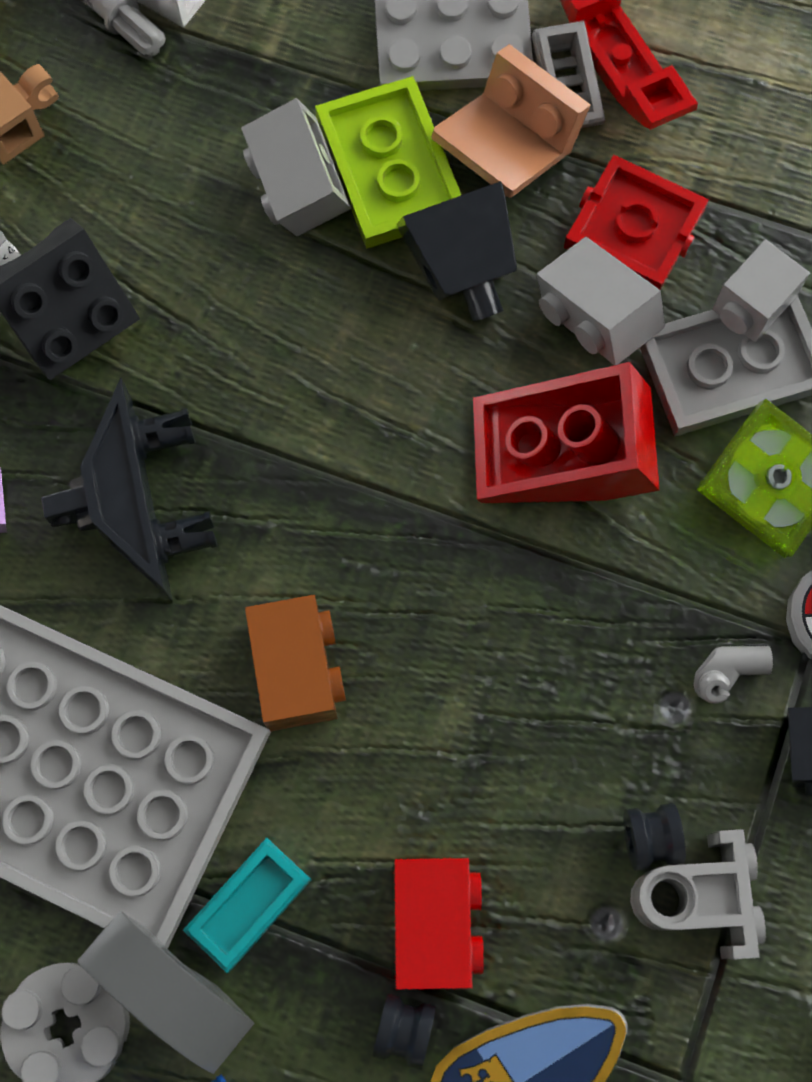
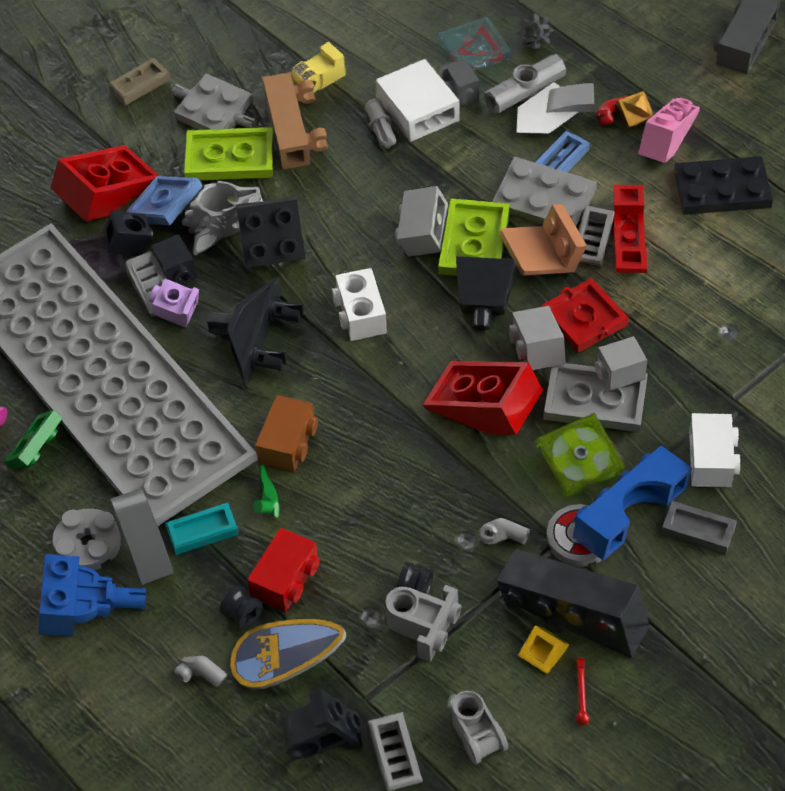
camera: 30 degrees right, 20 degrees down
(287, 358) = (360, 304): none -> white brick
(330, 793) = (269, 502): none -> green bar

